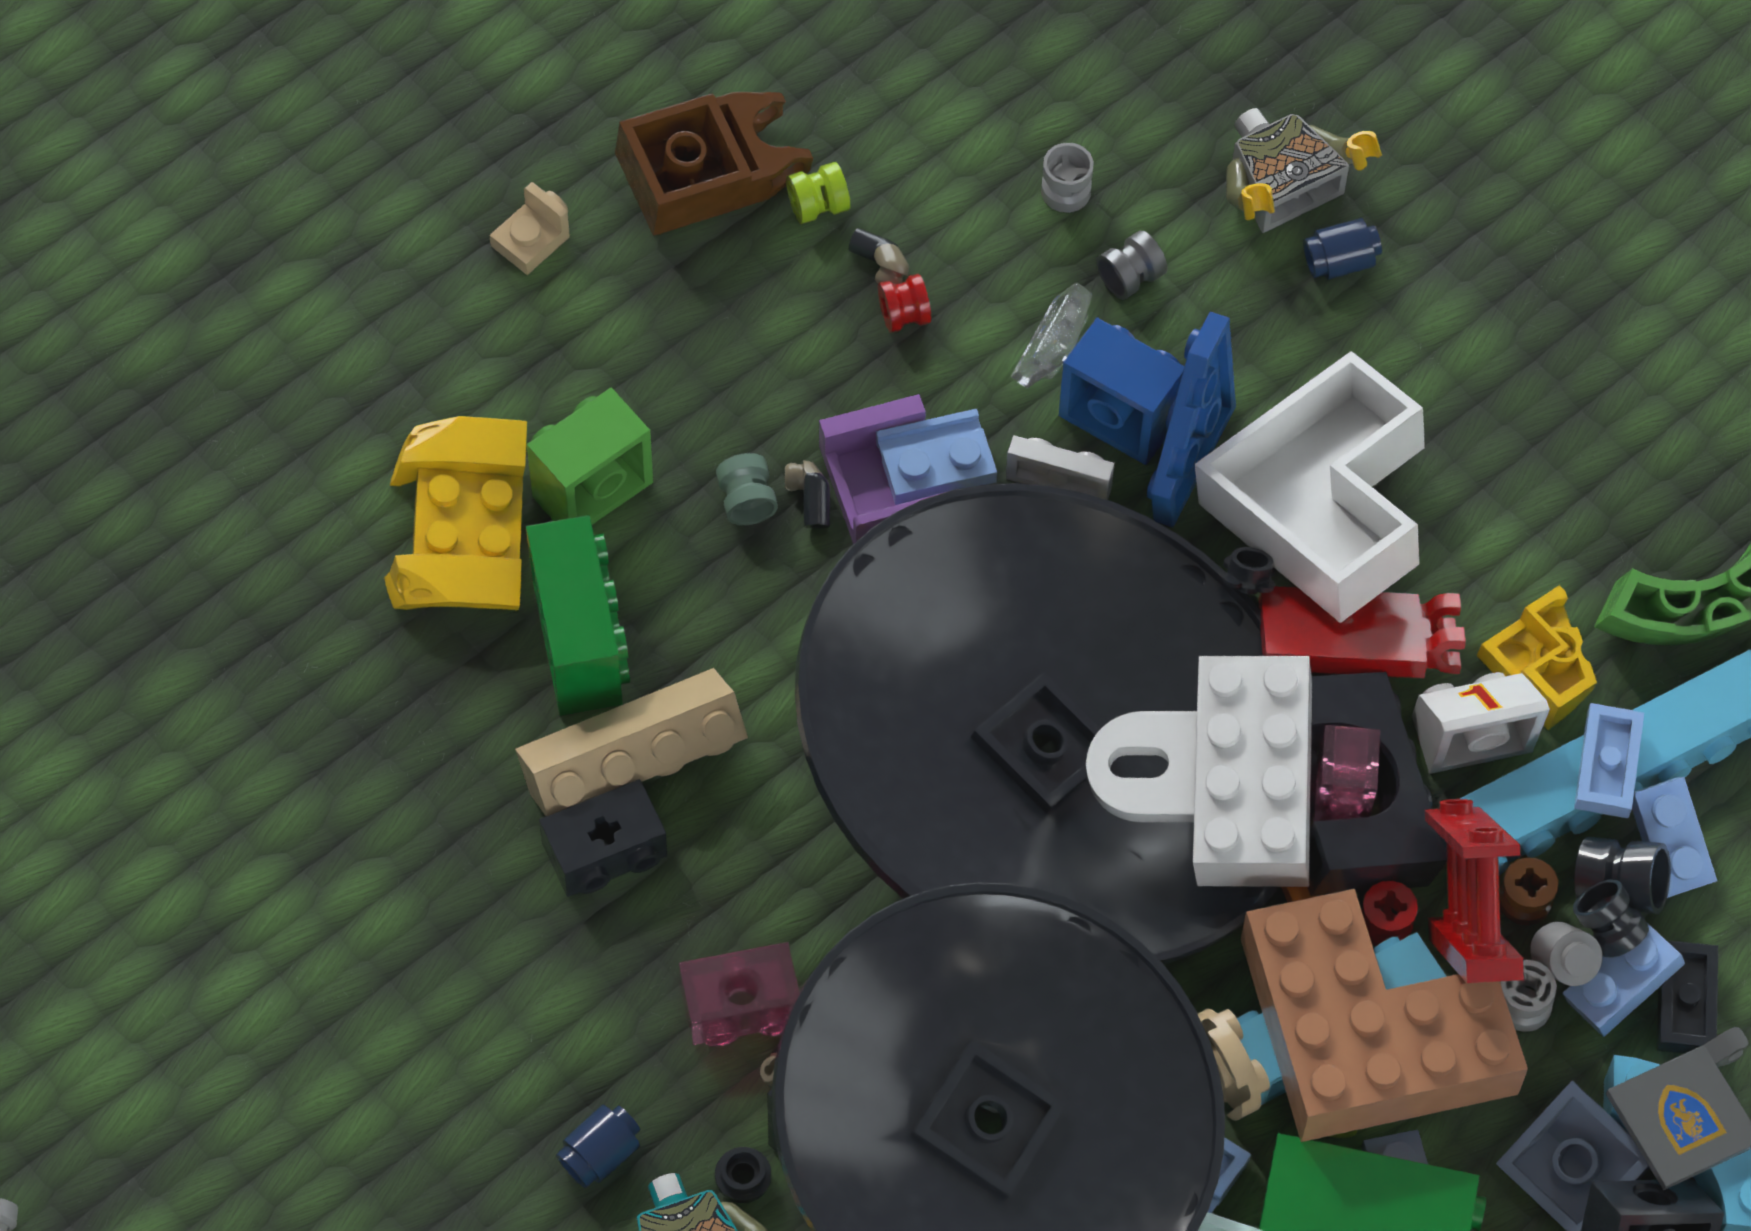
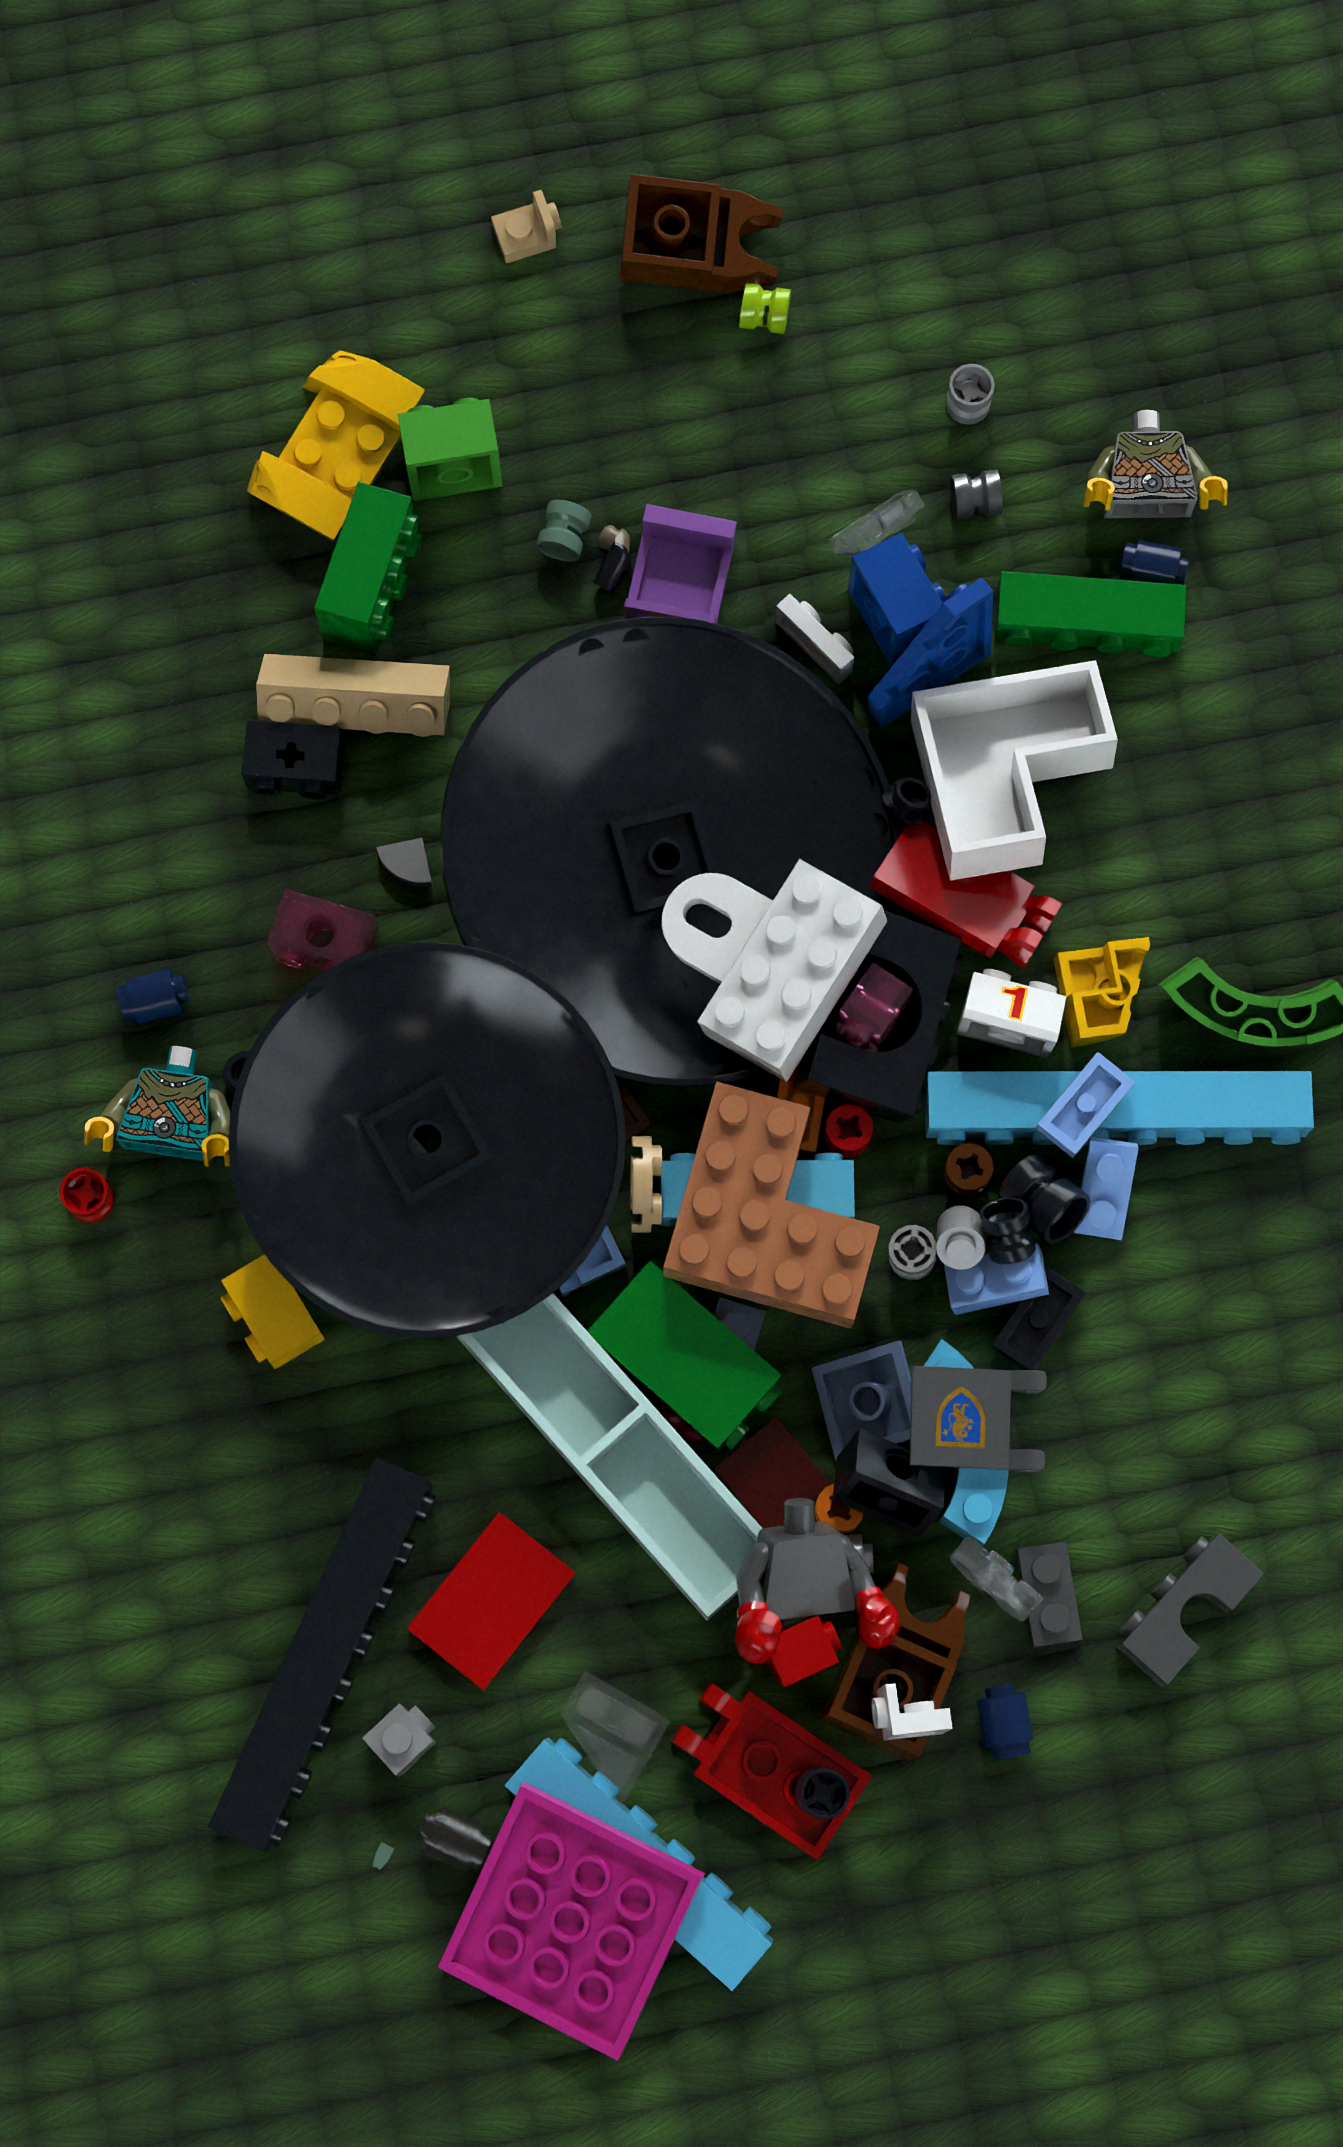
camera: 30 degrees right, 15 degrees up
(780, 883) = (407, 862): none -> light grey tile
(883, 252) = (789, 389): arm -> none
(904, 303) = (777, 436): red wheel -> none
(936, 456) = (723, 578): light blue plate -> none
(1319, 316) = (1090, 613): none -> green brick
(1471, 925) = (893, 1174): red fence -> none

